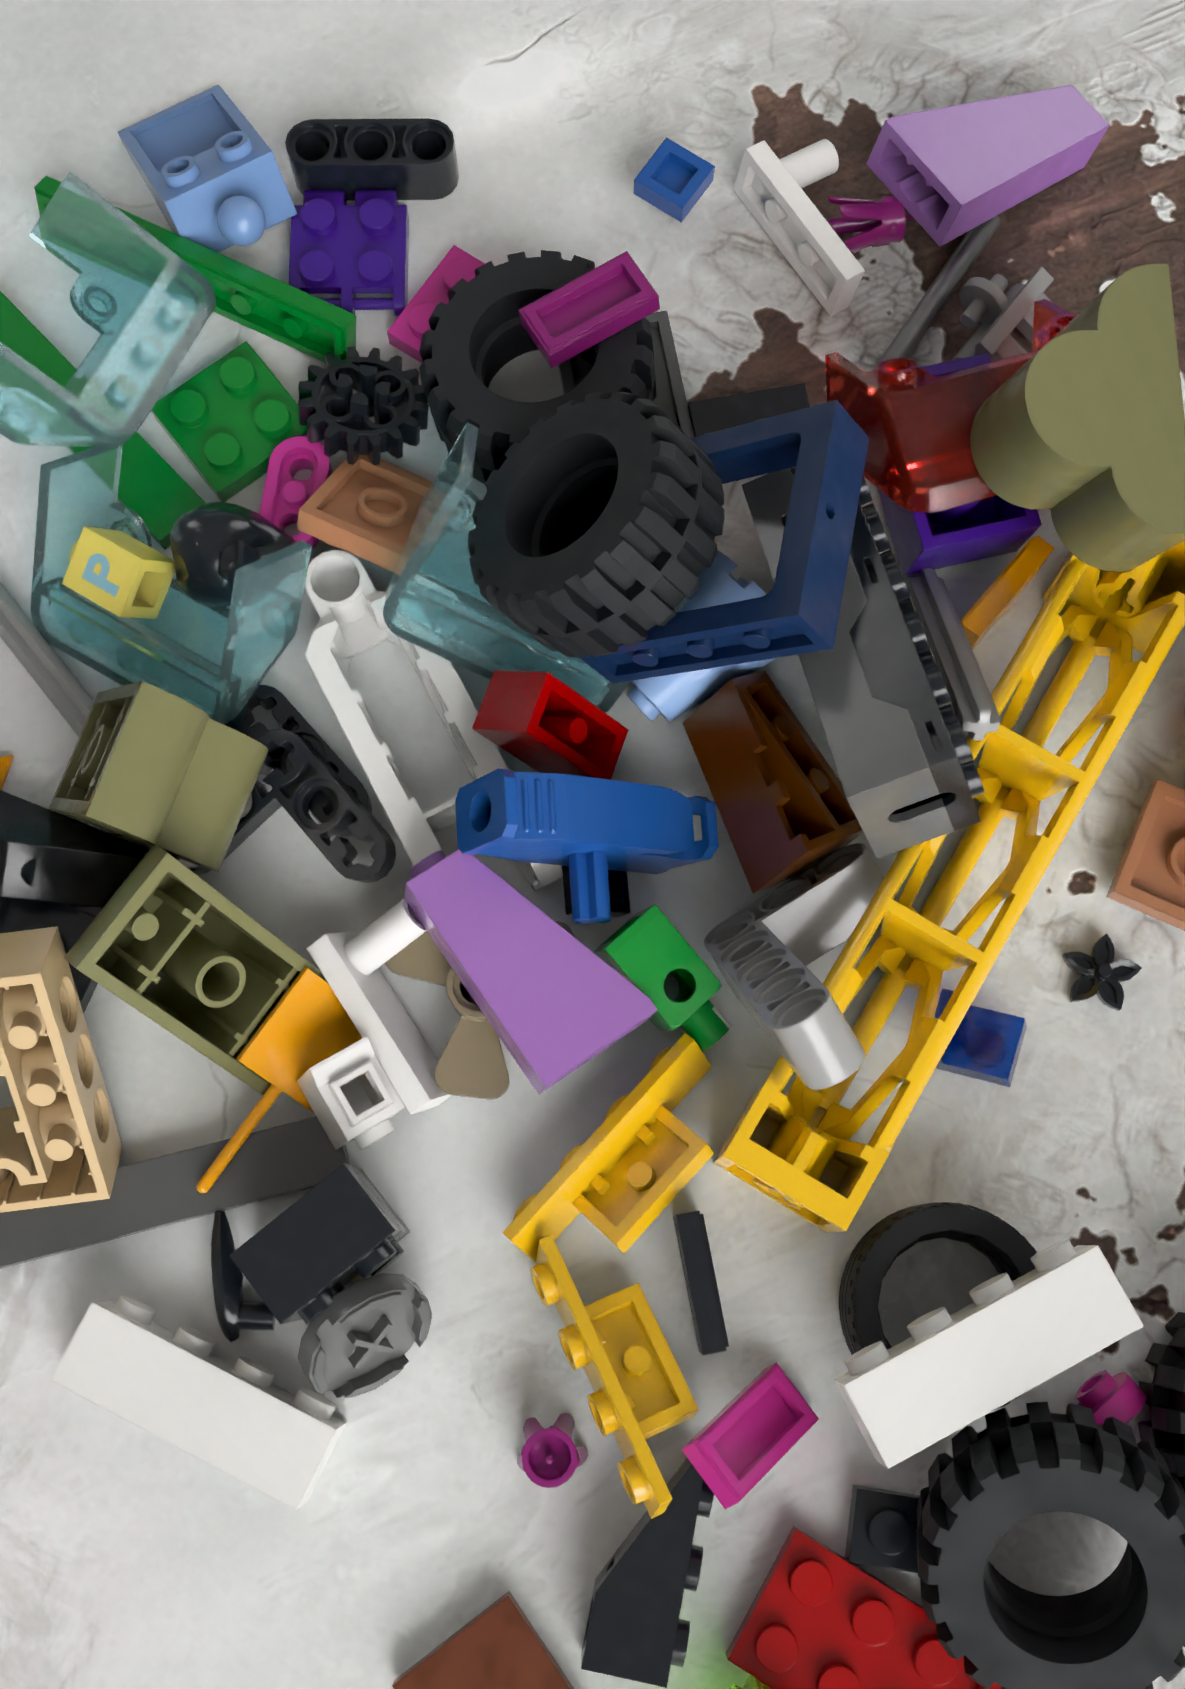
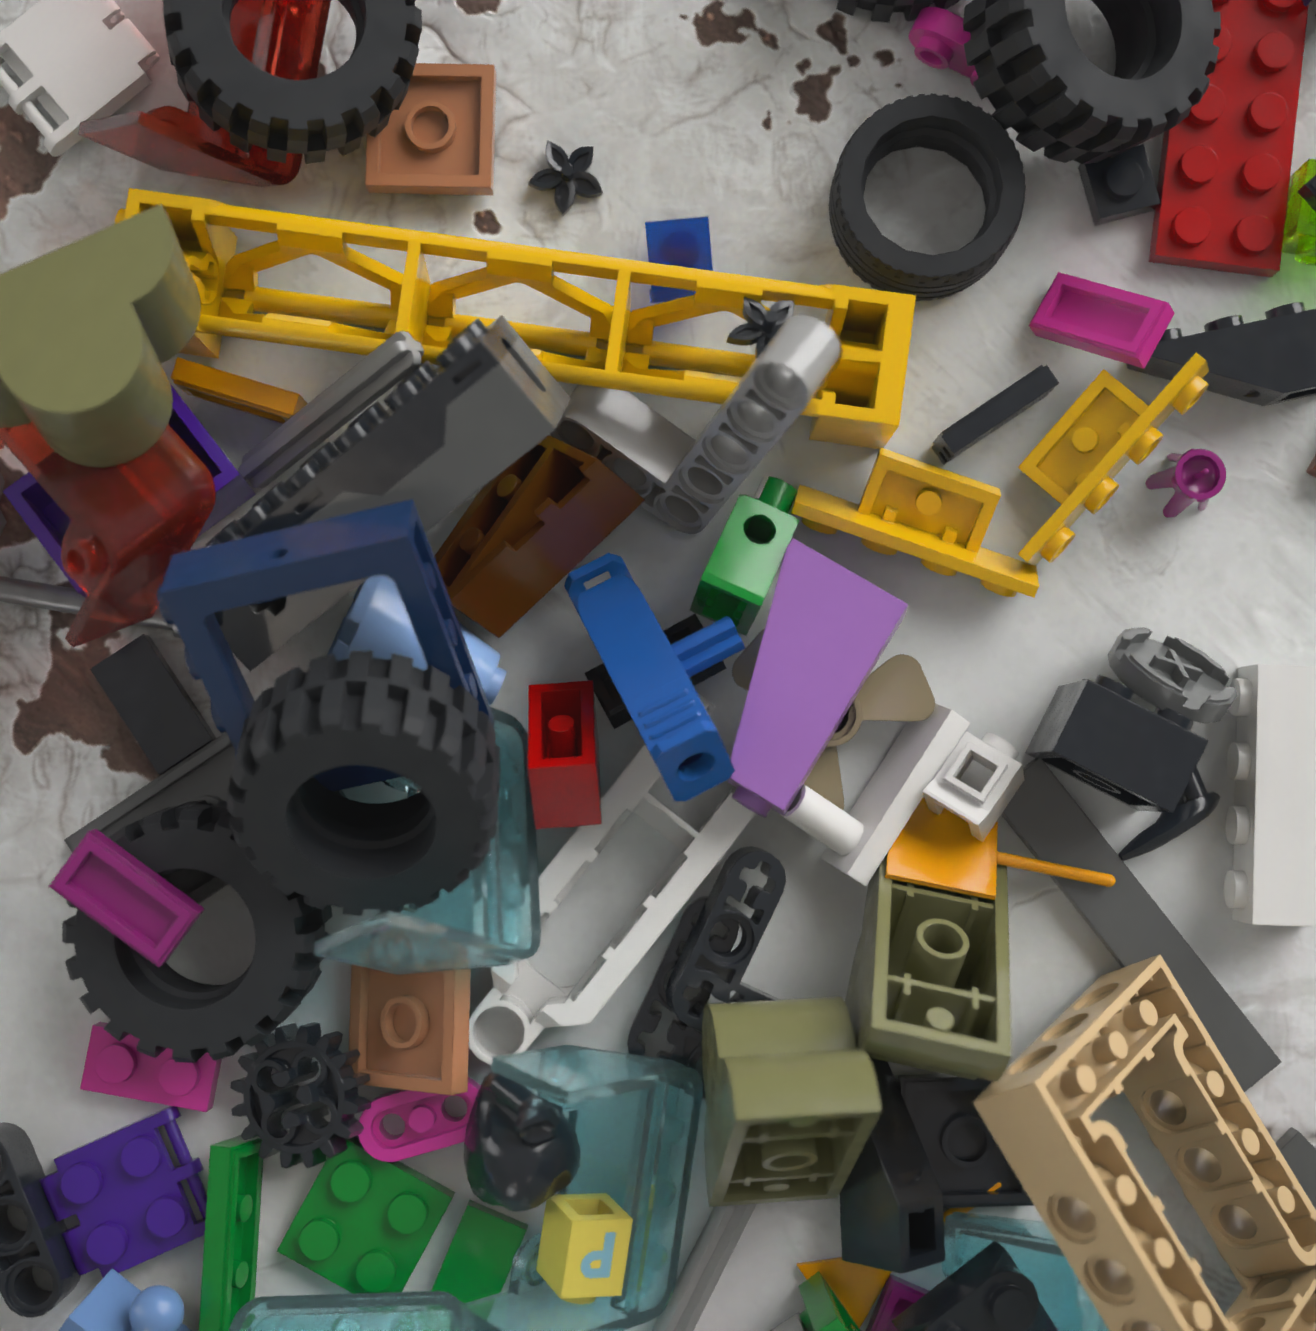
camera: 115 degrees left, 10 degrees up
(872, 1075) = (761, 323): none -> black plant
(985, 1352) = (961, 142): white brick -> none

